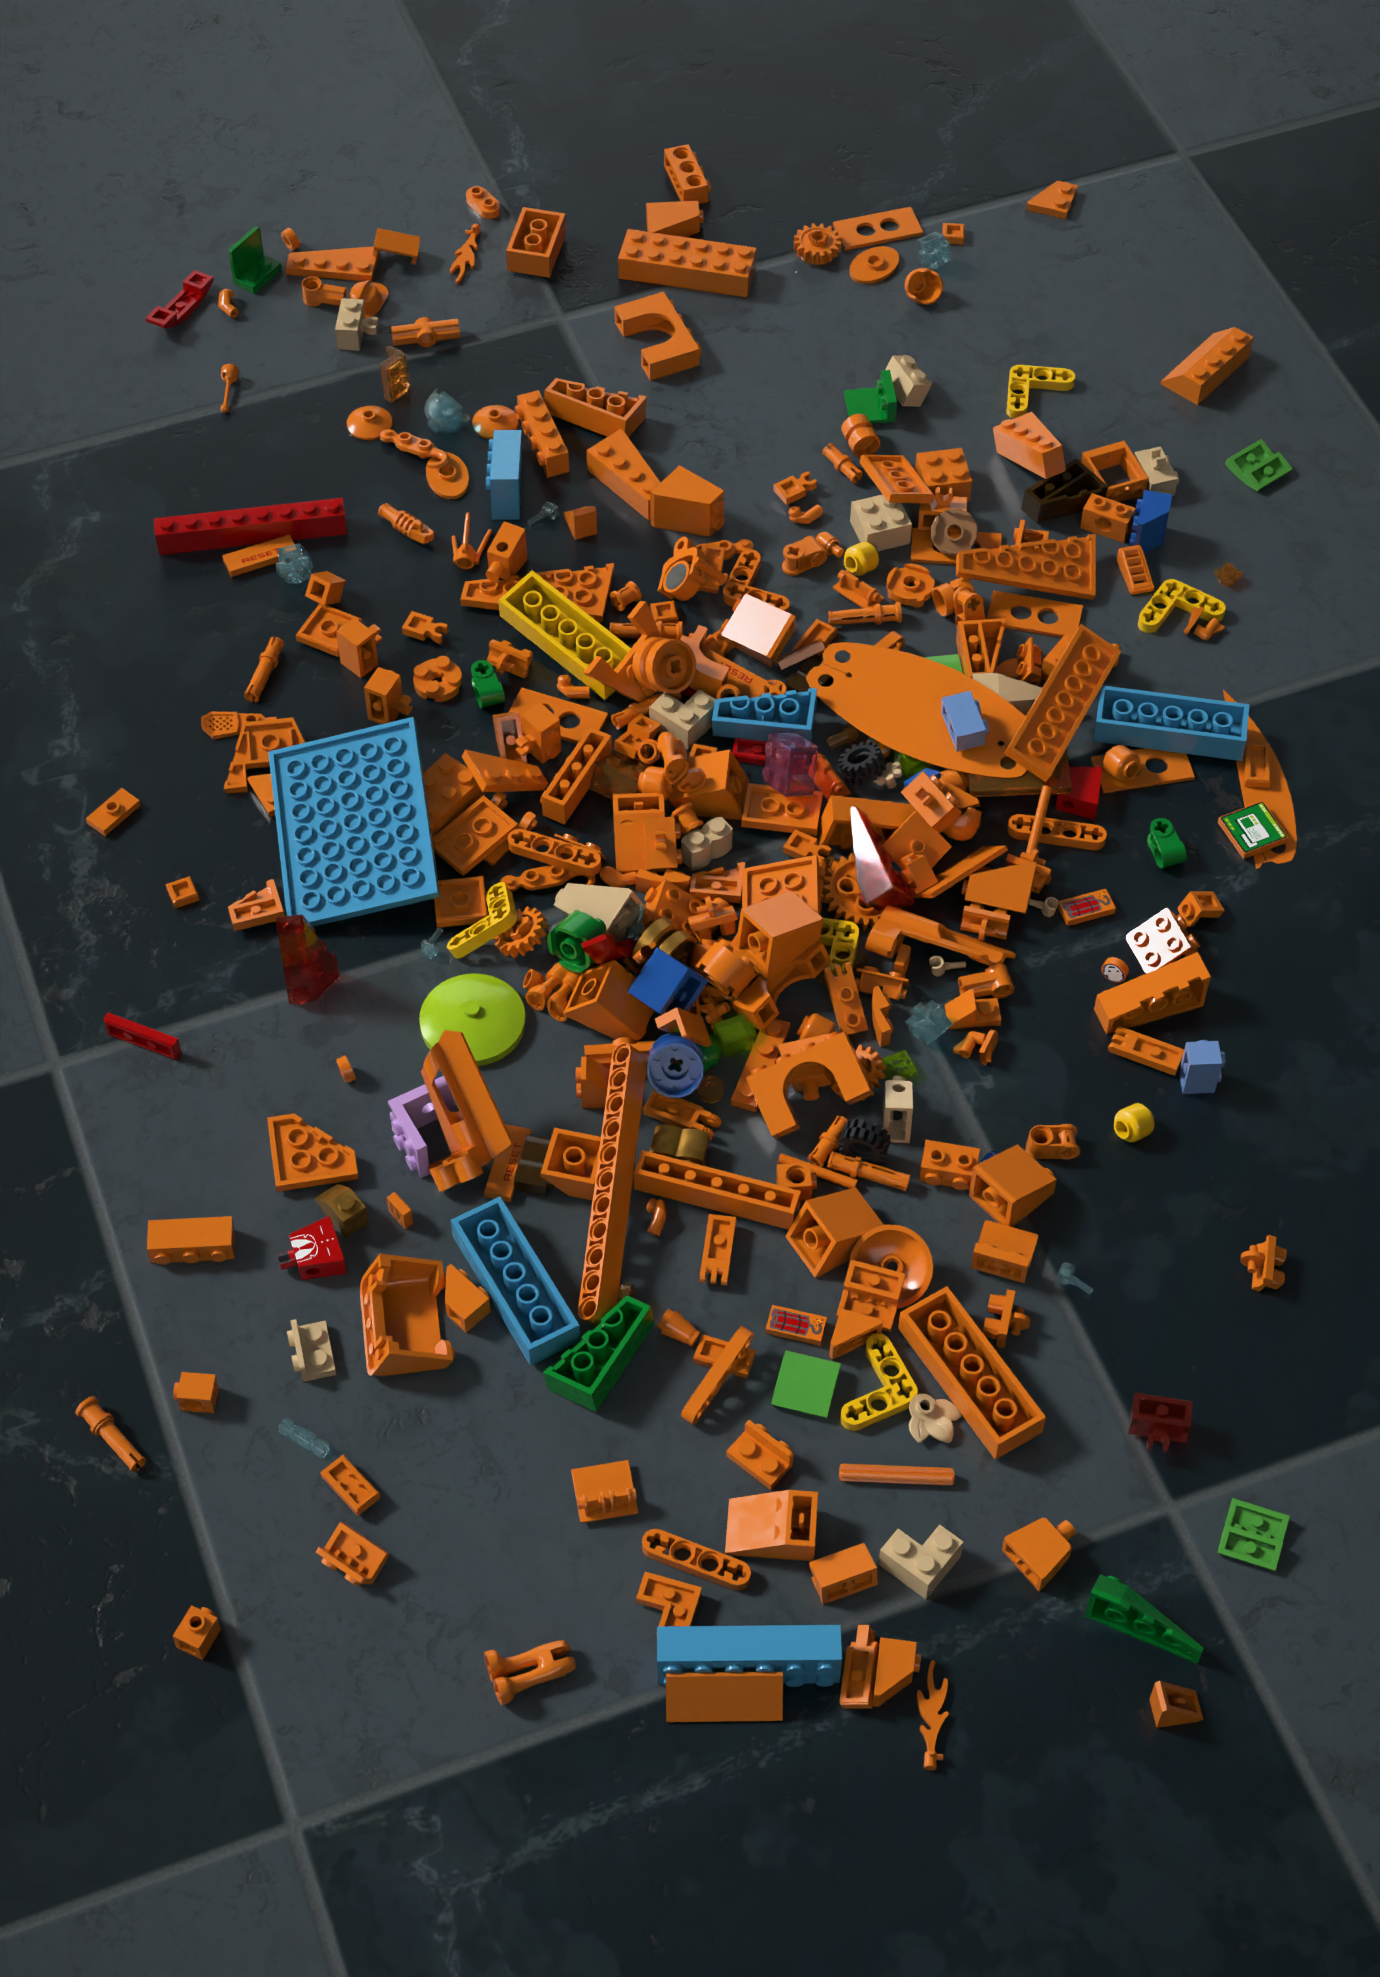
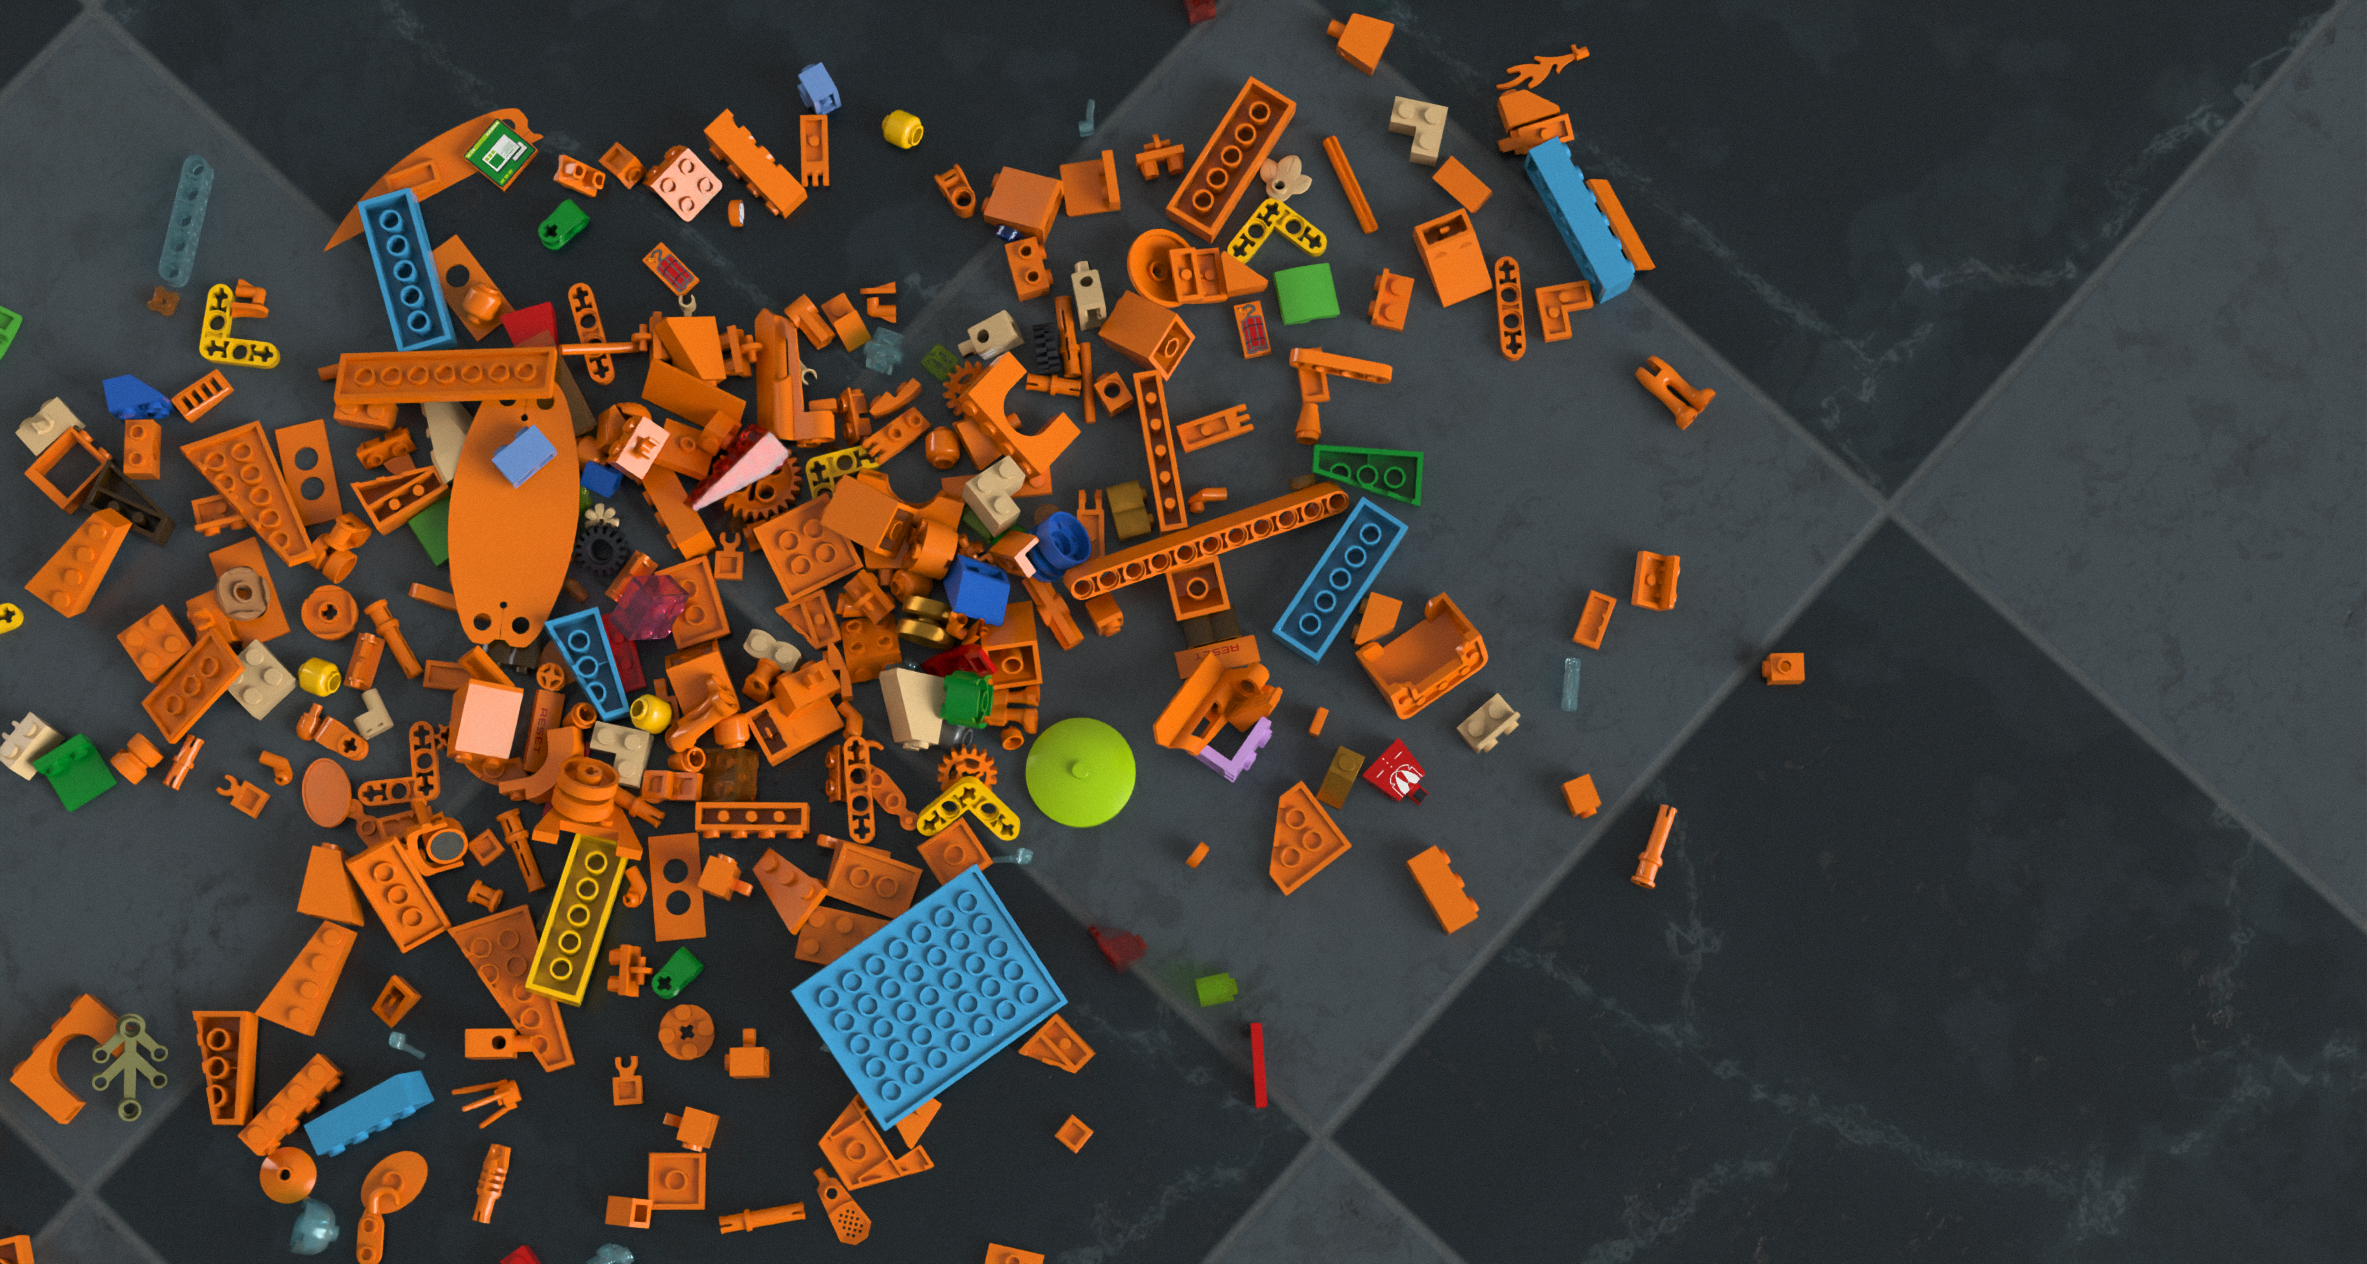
camera: 120 degrees left, 25 degrees up
(225, 1032) = (1216, 990): none -> clear neon green brick
(439, 1146) = (1252, 709): none -> orange slope
(507, 730) = (731, 915): orange slope -> none
(604, 1491) = (1488, 411): orange hinge -> none
(654, 359) = (129, 1060): none -> olive plant
(657, 537) = (398, 893): none -> orange tile
(701, 735) = (651, 714): none -> yellow head
(747, 1031) = (991, 492): none -> tan brick
(765, 533) = (326, 793): none -> orange piece
(807, 583) = (376, 719): none -> tan piece
(897, 1196) = (1088, 296): none -> tan torso
(1204, 867) = (579, 176): none -> orange hips
(1291, 607) = (181, 209): none -> clear light blue beam

